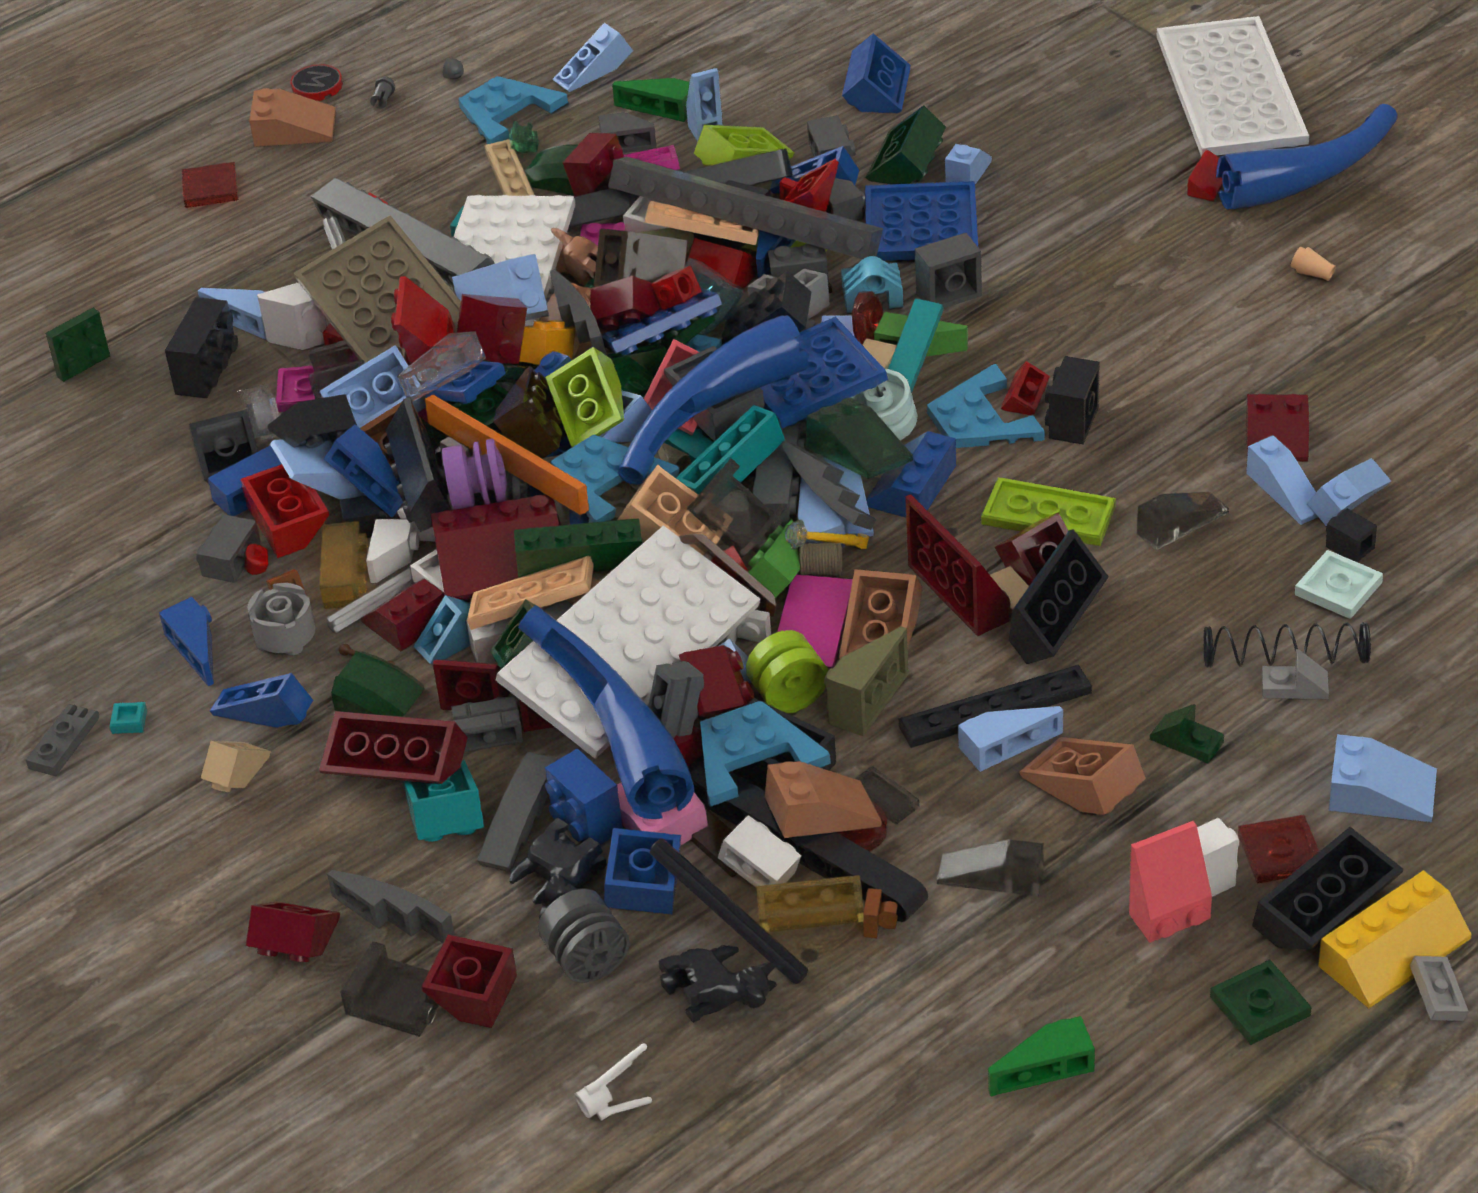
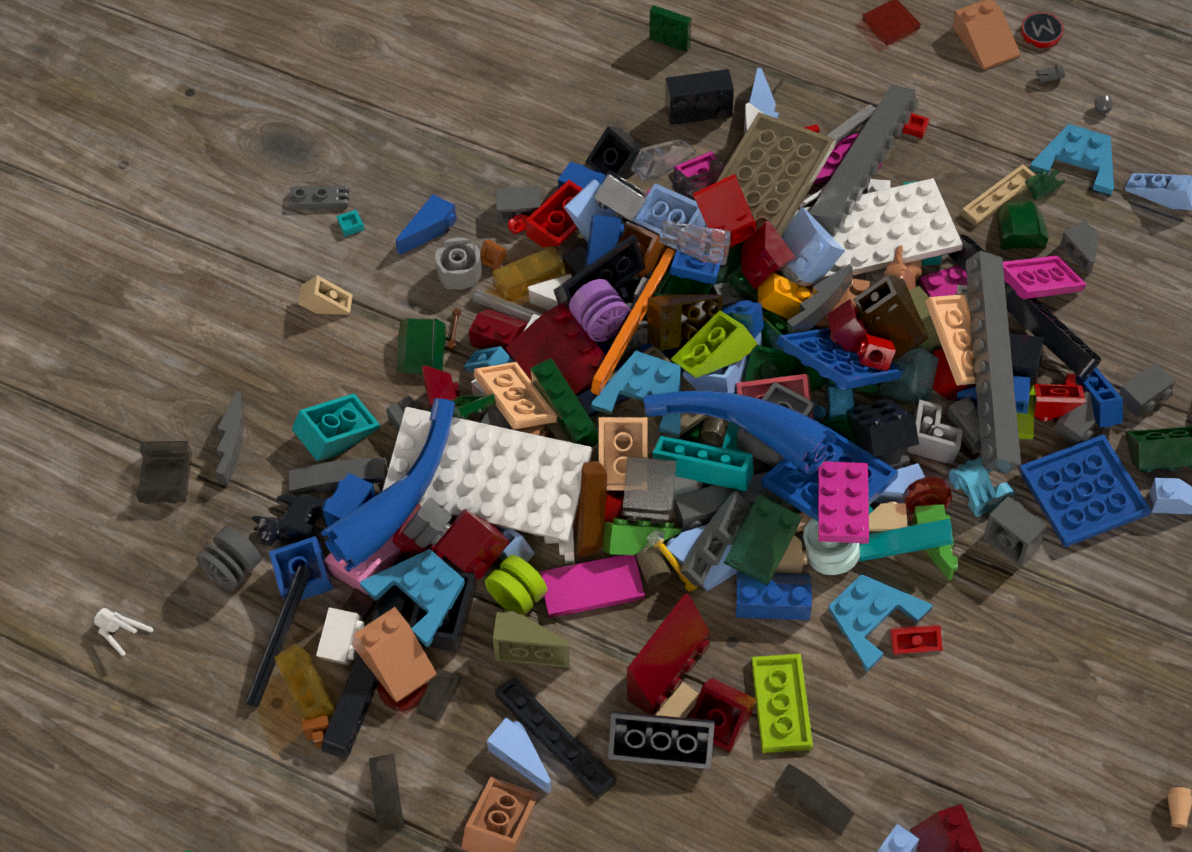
camera: 65 degrees right, 15 degrees up
(265, 702) = (383, 290): blue slope -> none
(290, 930) = (196, 392): dark red slope -> none
(393, 748) = (356, 380): dark red slope -> none
(471, 979) = (174, 509): dark red slope -> none
(592, 162) = (1015, 239): dark red slope -> none
(653, 96) = (1143, 252): green slope -> none
(703, 101) = (1129, 287): light blue slope -> none
(710, 984) = (222, 649): black animal -> none
(729, 143) = (1108, 332): lime slope -> none
(858, 358) = (843, 502): none -> dark pink plate
(878, 606) = (607, 627): nougat slope -> none
(1072, 400) = (900, 675): black brick -> none

